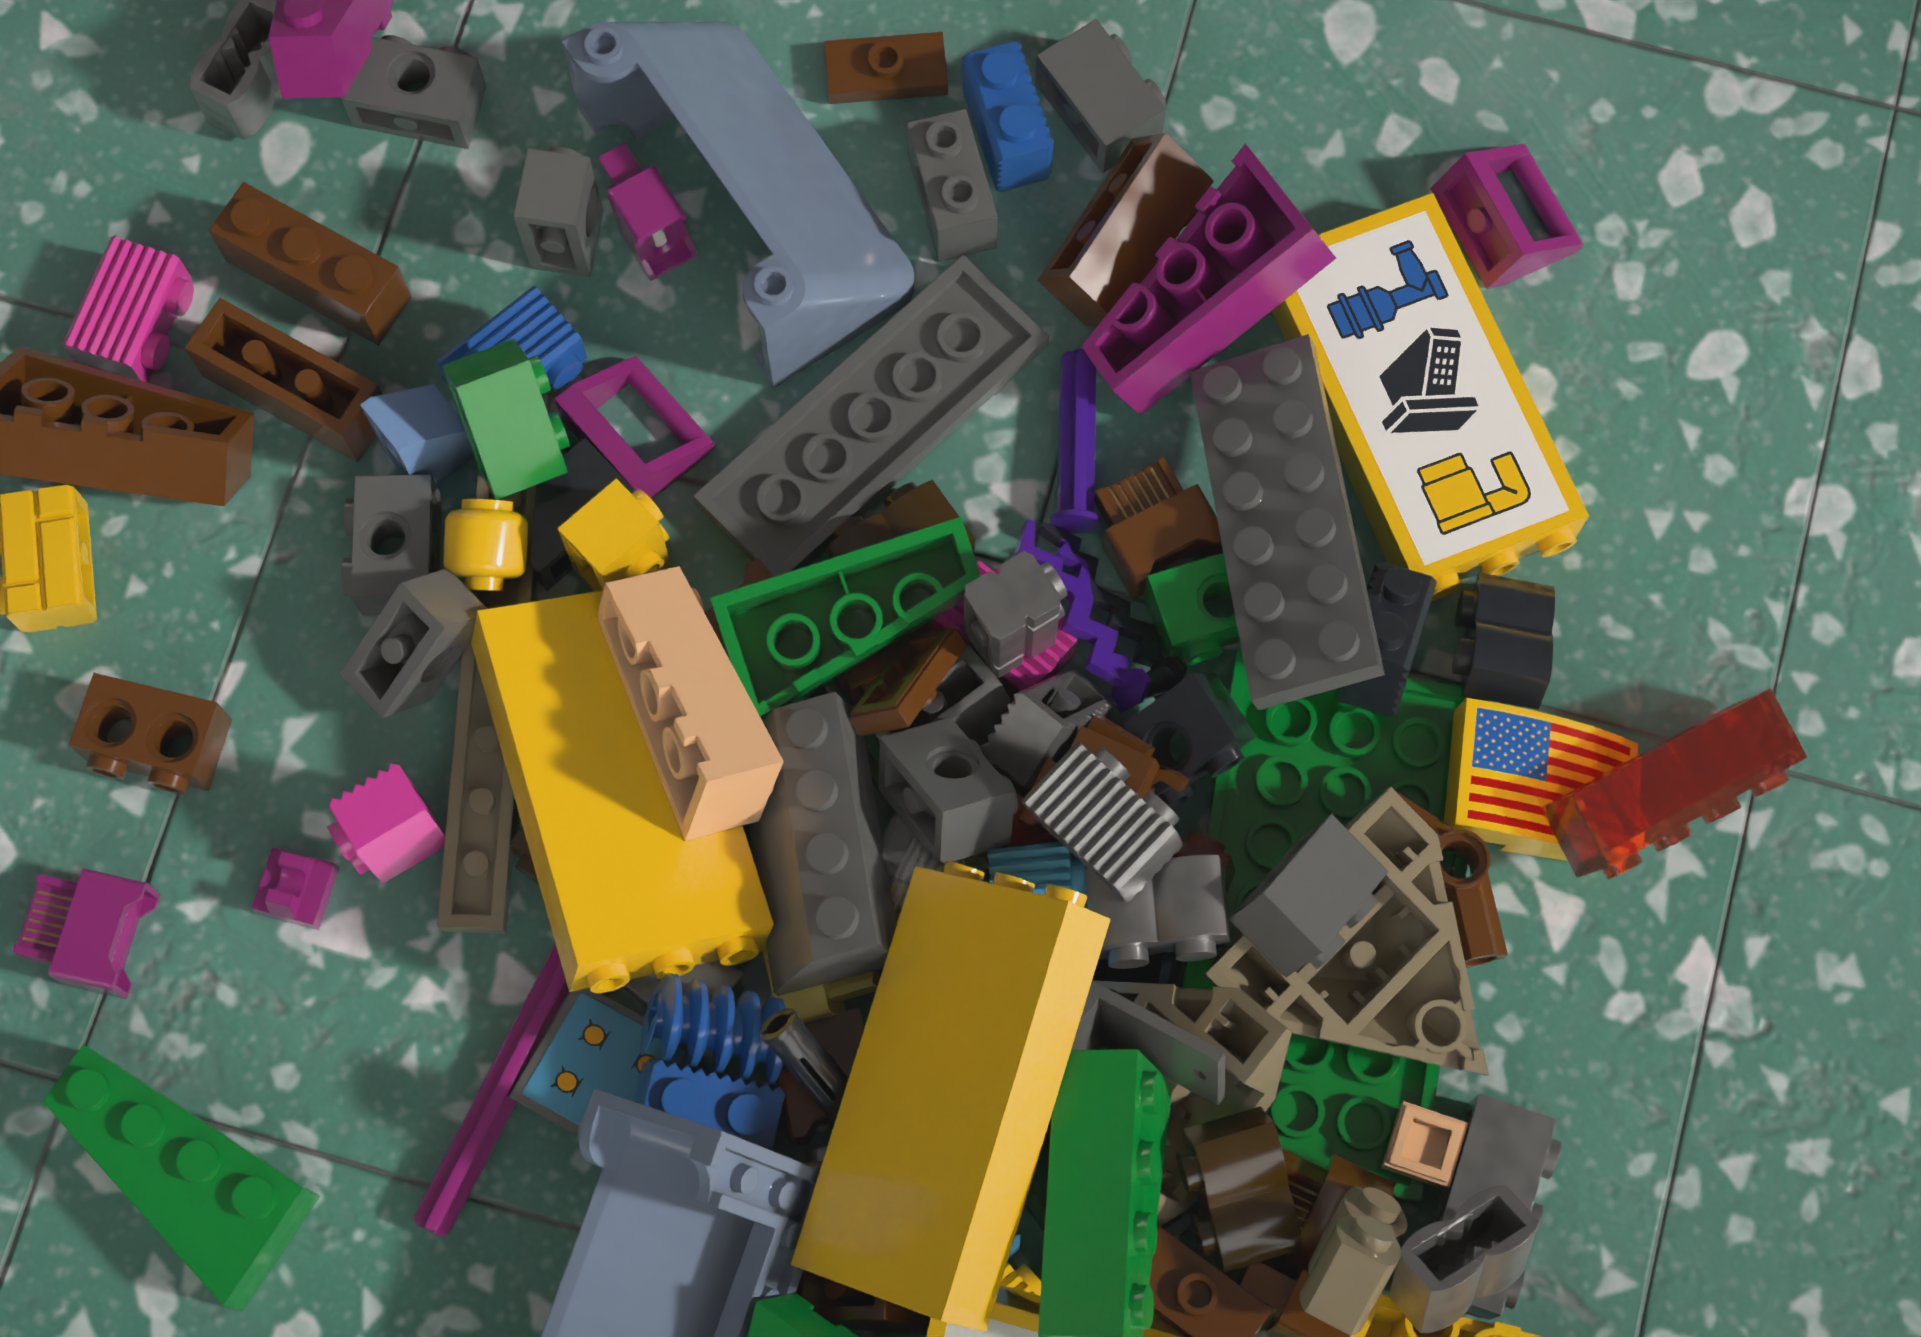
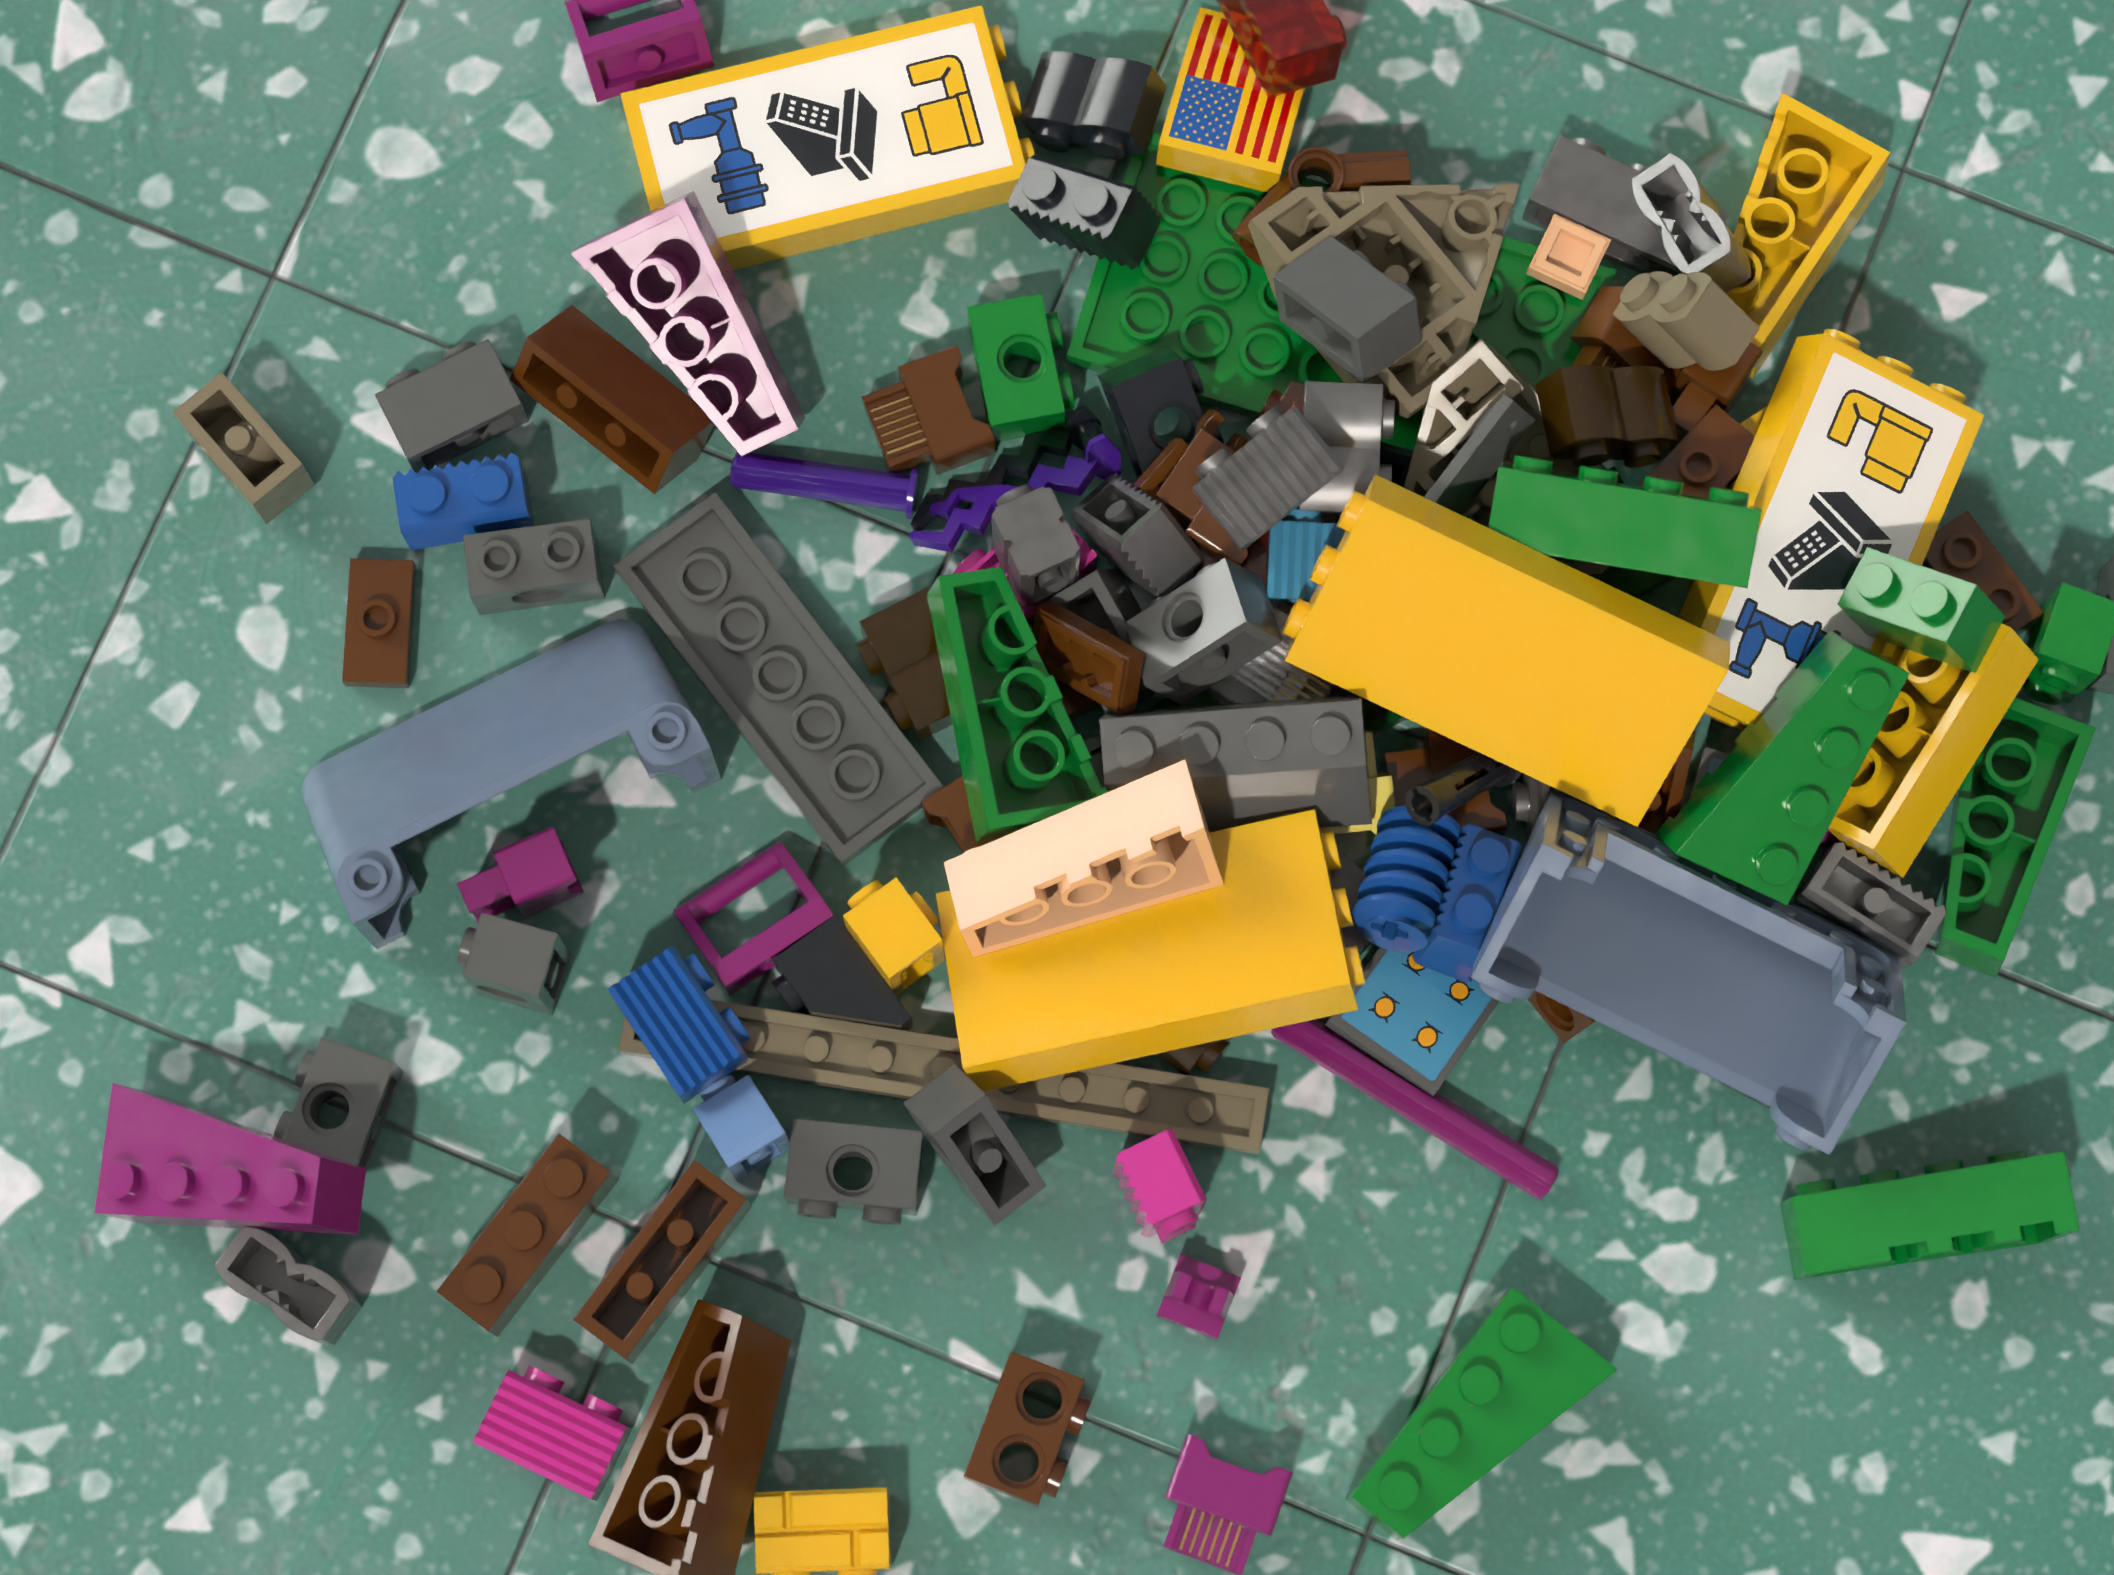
camera: 85 degrees left, 5 degrees up
(485, 543) = (877, 1066): yellow head -> none
(506, 417) = (759, 1022): brick -> none
(1285, 524) = (959, 283): dark grey plate -> none

